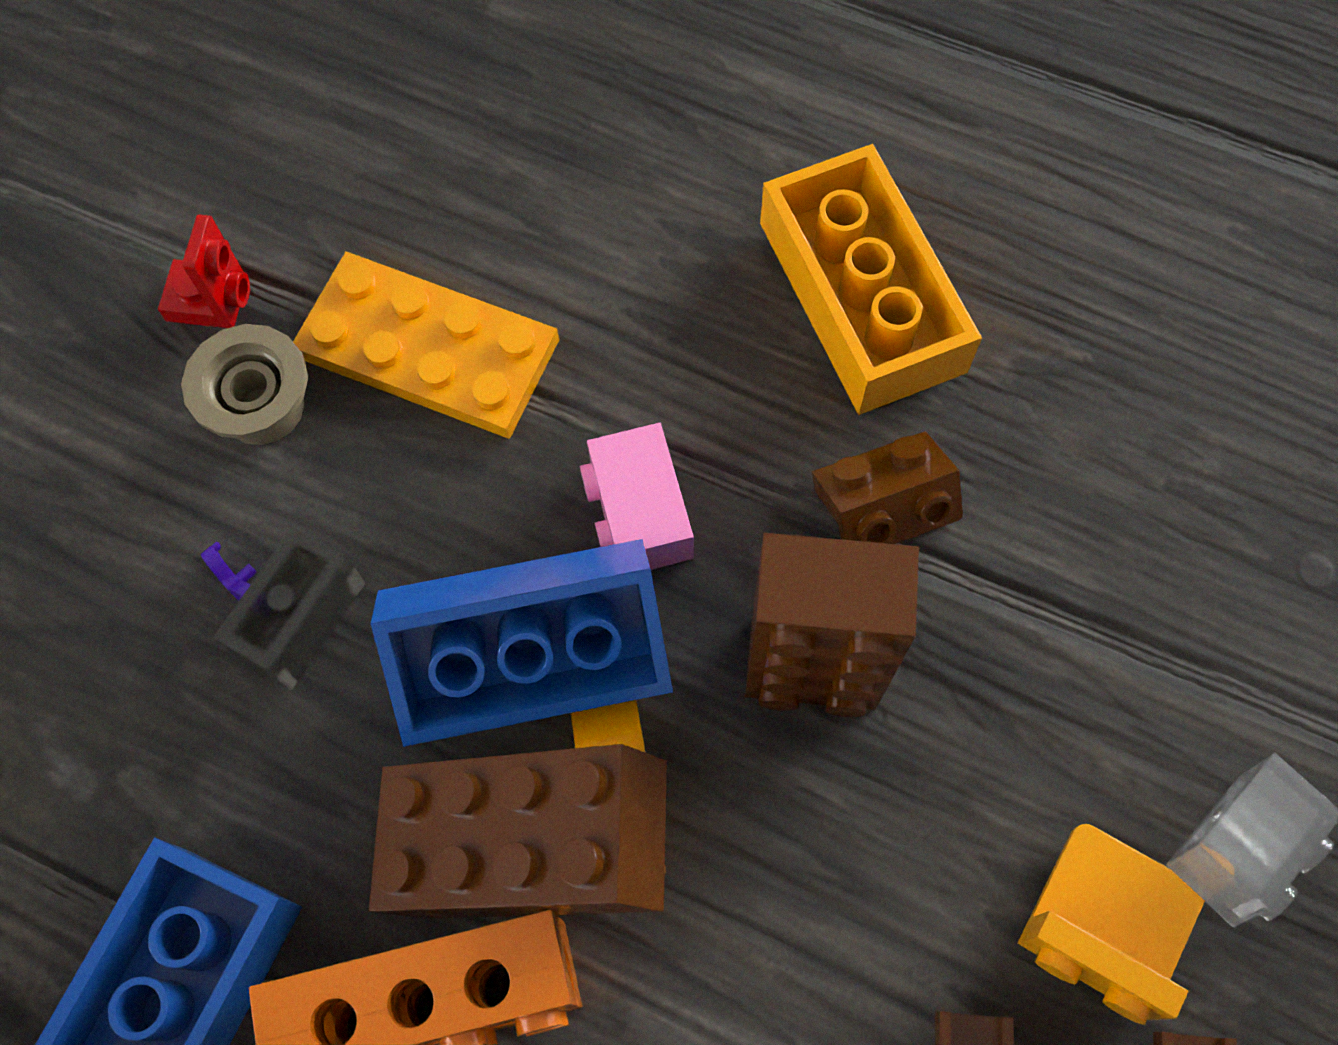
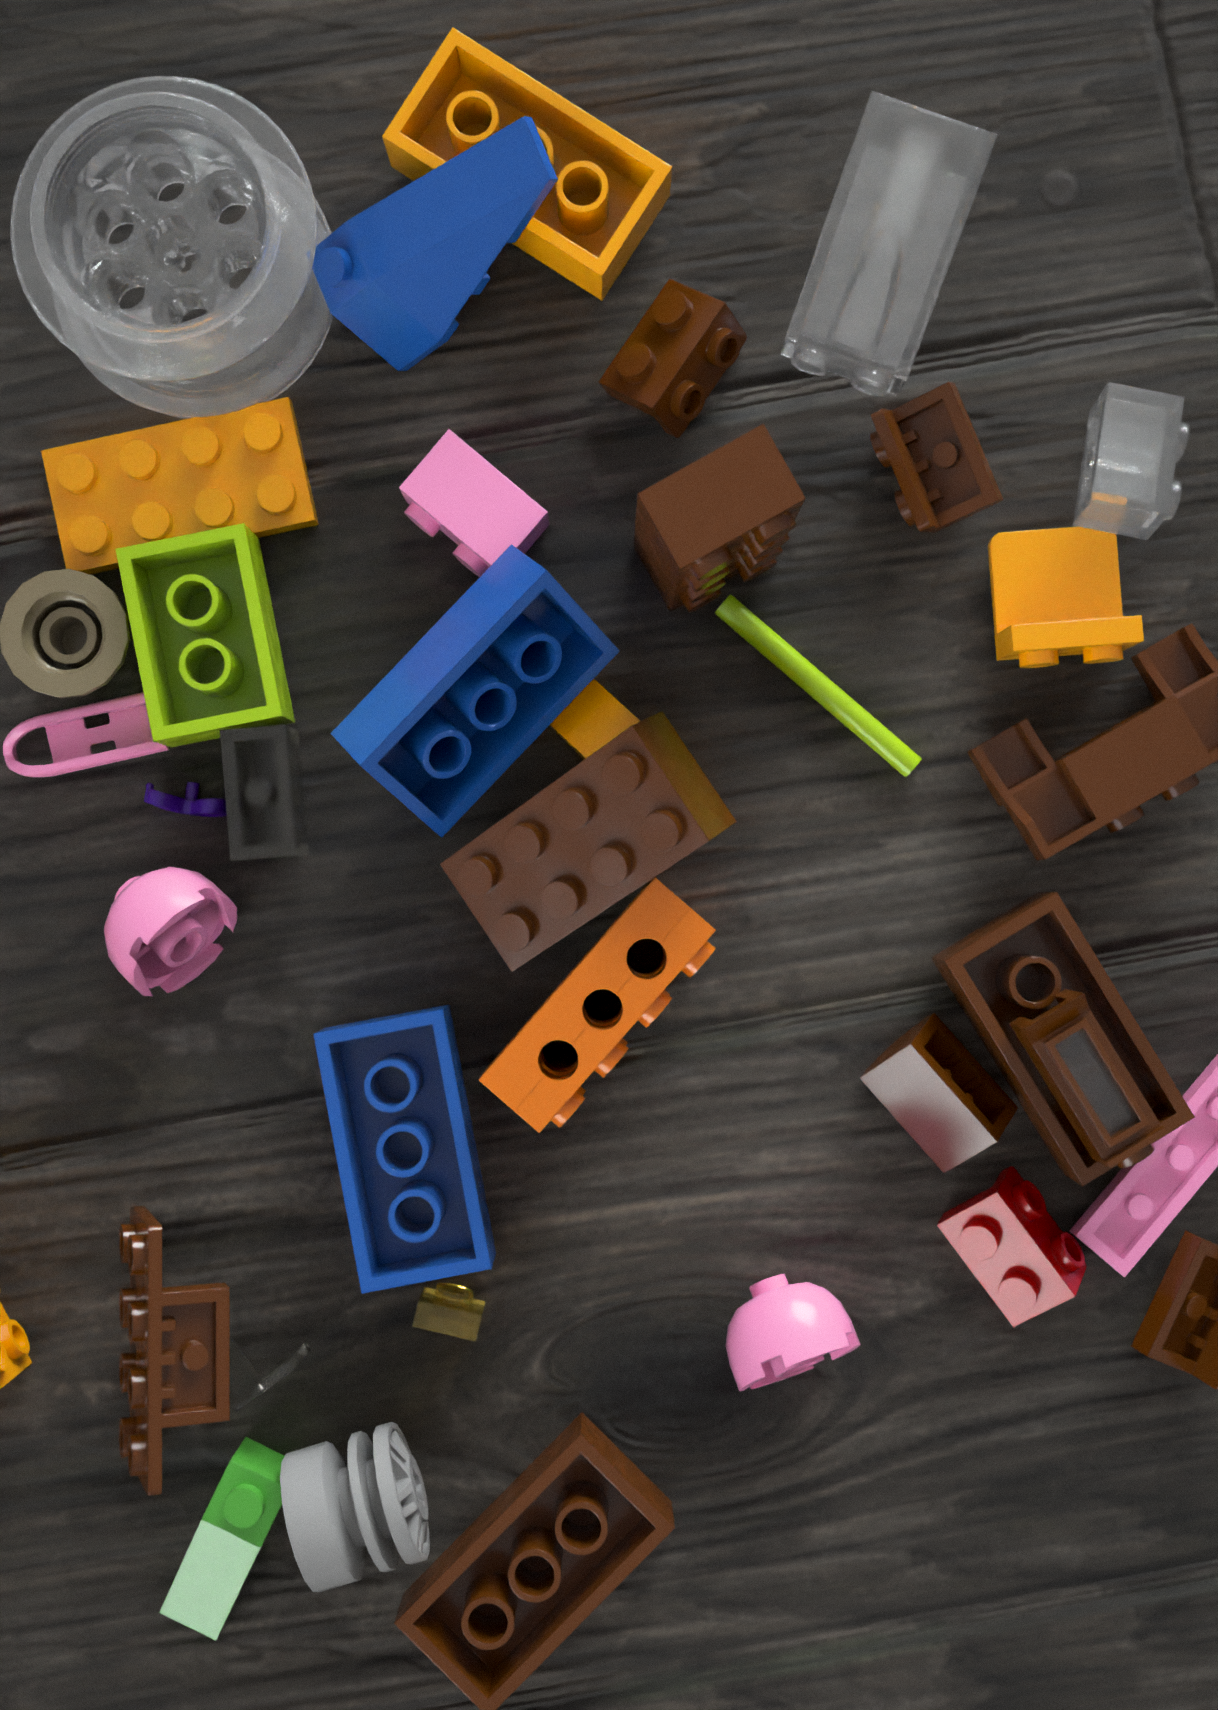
camera: 40 degrees left, 20 degrees up
(124, 665) = (166, 928): none -> bright pink cylinder
(188, 471) = (72, 741): none -> bright pink piece
(348, 454) = (204, 635): none -> lime brick
(545, 116) = (106, 170): none -> clear wheel
(733, 277) = (422, 251): none -> blue wedge
(834, 855) = (818, 685): none -> lime bar
(1066, 721) = (934, 459): none -> reddish brown bracket
(1131, 511) = (887, 244): none -> clear slope

